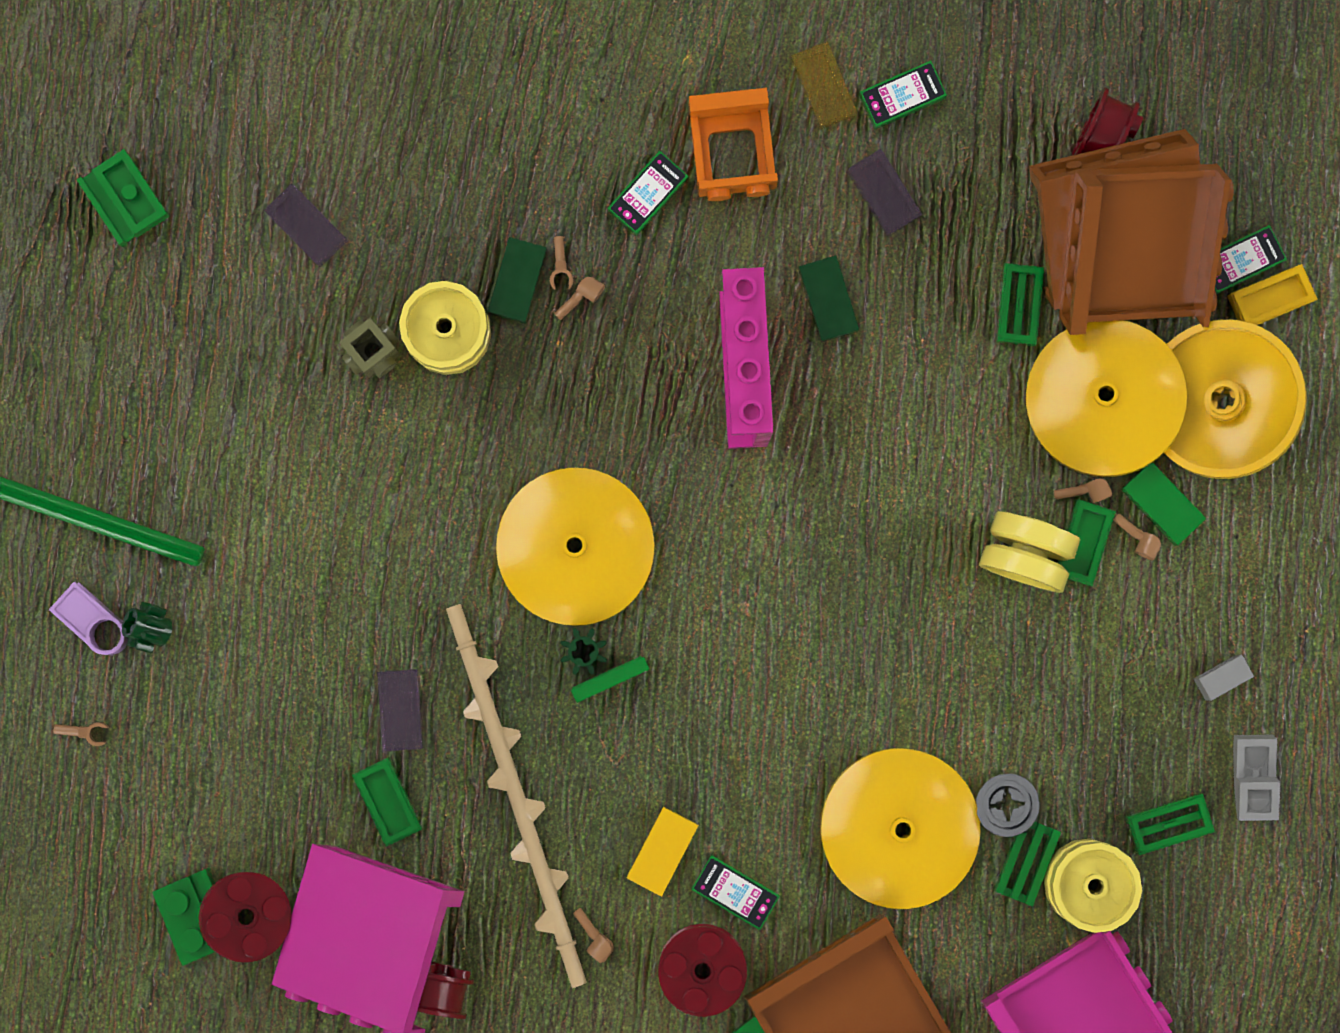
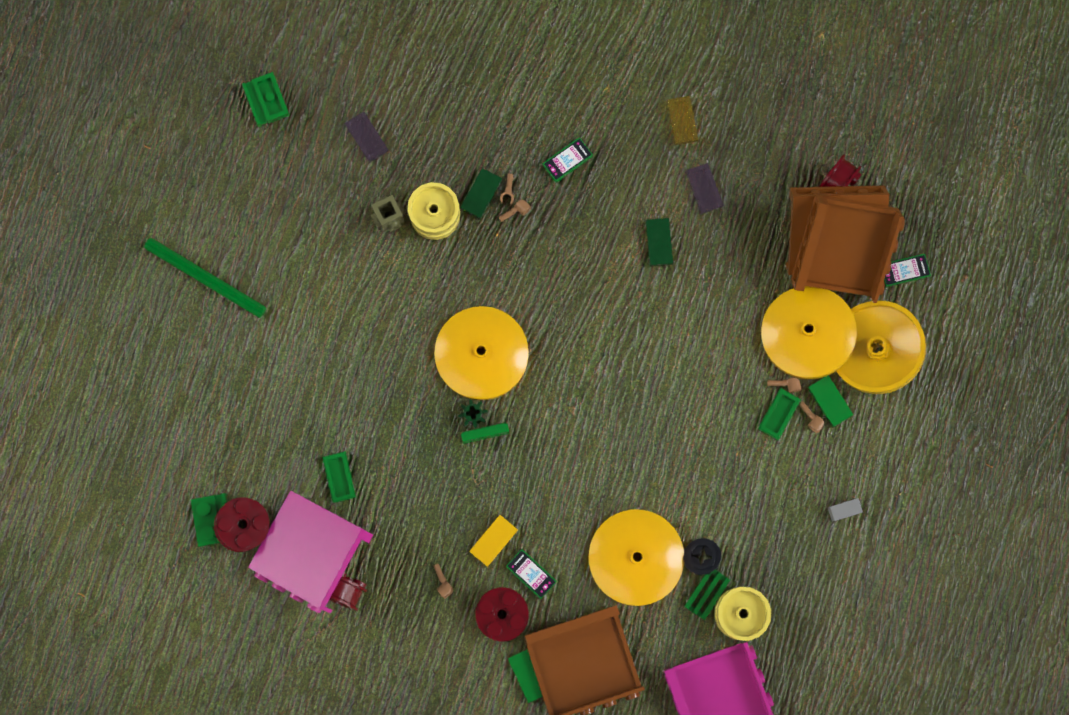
camera: 10 degrees right, 5 degrees down
(81, 732) = (170, 398): medium nougat hand -> none
(83, 614) = (188, 331): lavender piece -> none
(146, 627) = (223, 345): dark green gear -> none
(400, 710) = (358, 425): clear purple tile -> none
(524, 809) = (418, 499): tan plant -> none
(732, 113) = (622, 124): orange window -> none
(745, 358) = (603, 263): dark pink panel -> none
(902, 95) = (726, 135): tile -> none
(1016, 337) = (763, 287): green tile -> none
(1031, 546) = (745, 410): light yellow wheel -> none
(1137, 833) = (816, 587): green tile -> none
(1255, 777) = (852, 573): light grey slope -> none
(1273, 296) = (919, 295): yellow tile -> none

